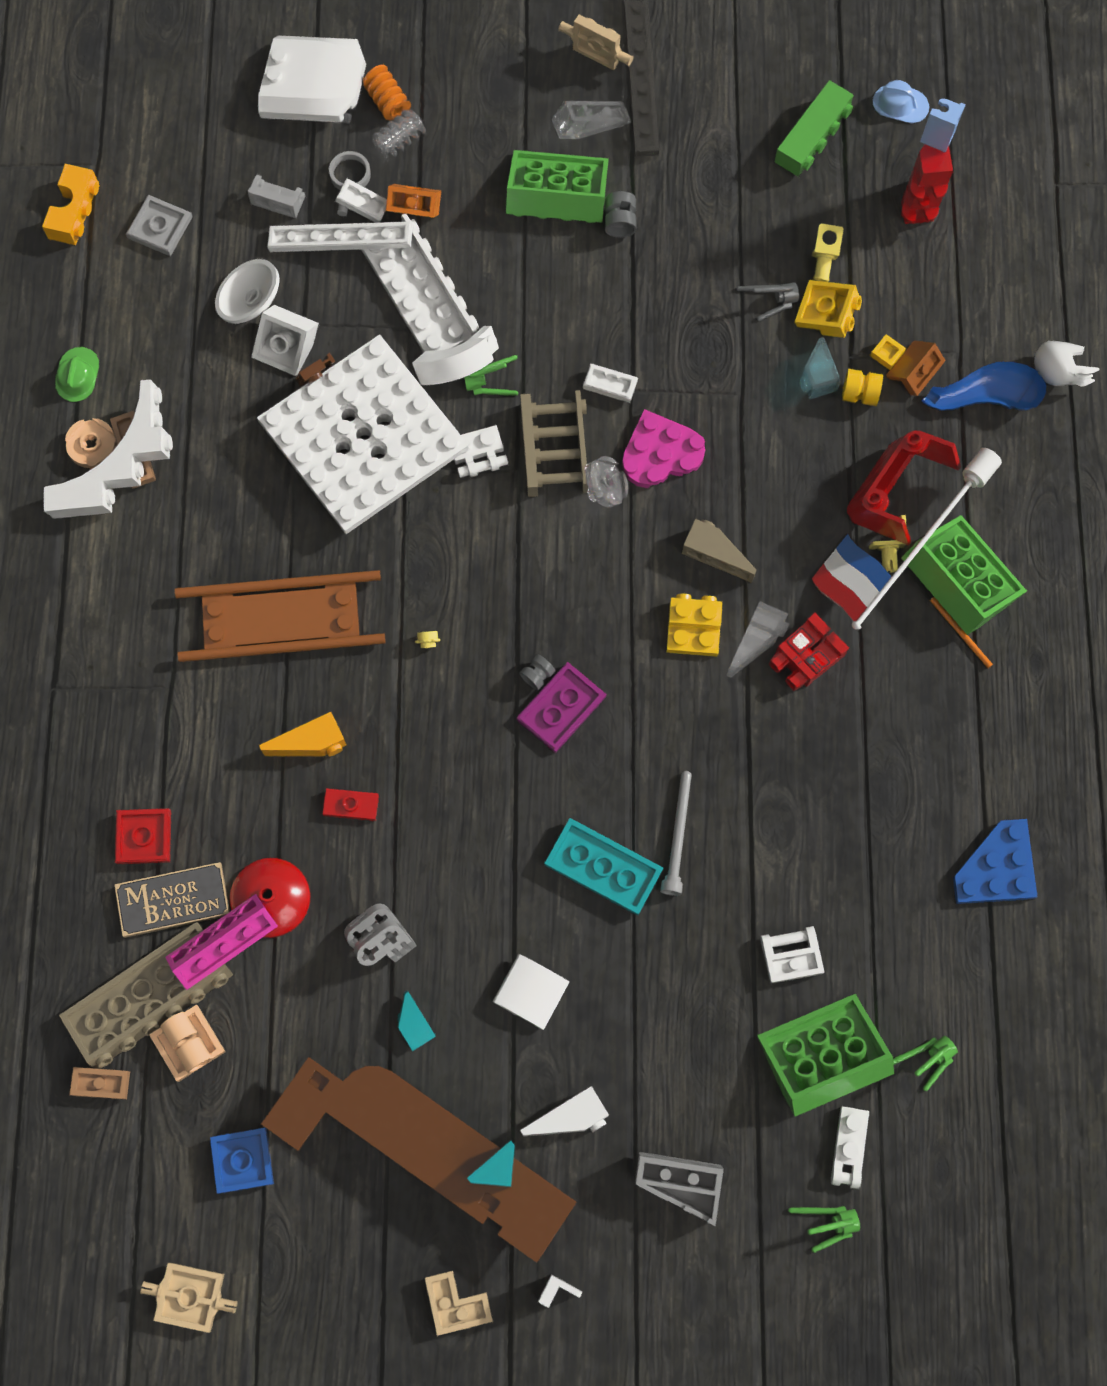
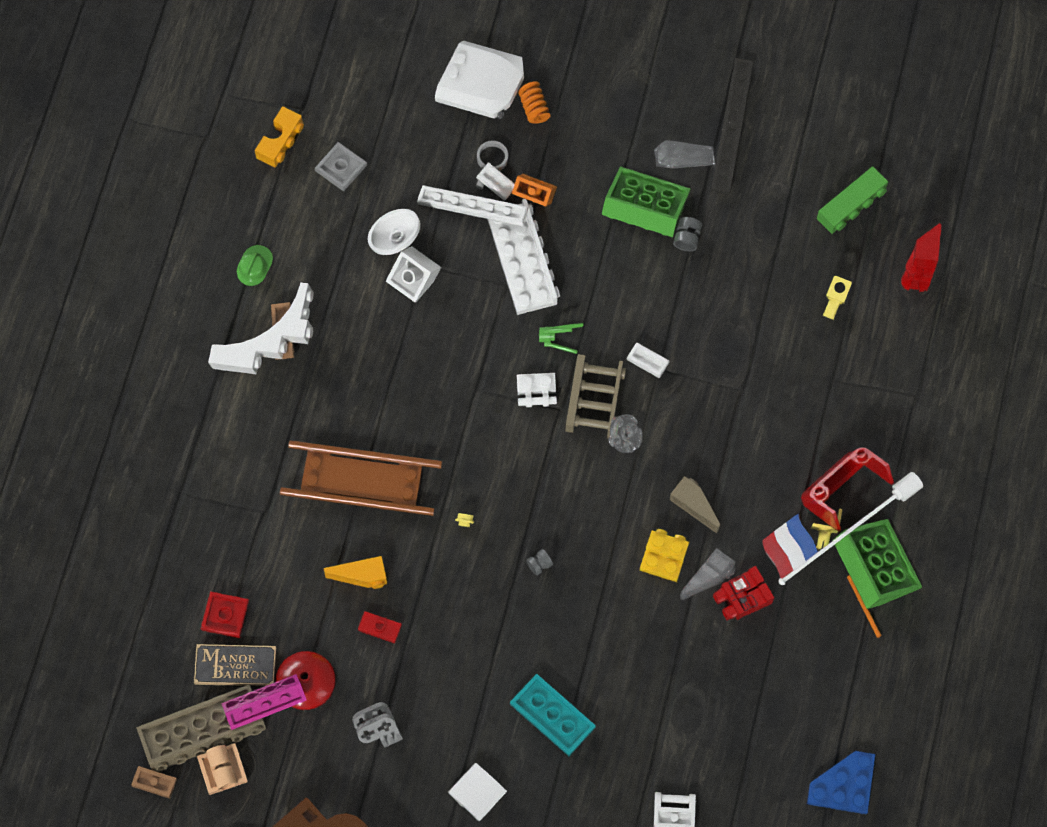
camera: 15 degrees right, 5 degrees down
(90, 430) = (253, 309): light nougat plate -> none
(275, 197) = (432, 164): light grey hinge -> none
(314, 371) = (428, 304): reddish brown plate -> none
(372, 389) = (469, 325): white plate -> none
(397, 132) = (535, 135): clear piece -> none
(413, 1024) = (386, 794): teal slope -> none
(457, 362) = (537, 319): white arch -> none
(561, 707) = (551, 592): magenta tile -> none
(596, 42) = (702, 98): tan plate -> none
(661, 449) = (673, 419): dark pink plate -> none
(672, 884) = (599, 740): light grey piece -> none
(784, 293) = (797, 321): dark grey plant -> none
(820, 372) = (807, 387): clear light blue slope -> none
(828, 308) = (827, 340): yellow plate -> none
(862, 387) = (836, 406): yellow wheel -> none
(888, 352) = (864, 383): yellow plate -> none
(901, 102) = (926, 194): light blue piece -> none
(917, 366) = (884, 399): dark orange panel -> none
(942, 125) = (935, 228): light blue hinge -> none
(997, 383) = (942, 426): blue animal -> none
(1057, 367) = (989, 423): white helmet -> none

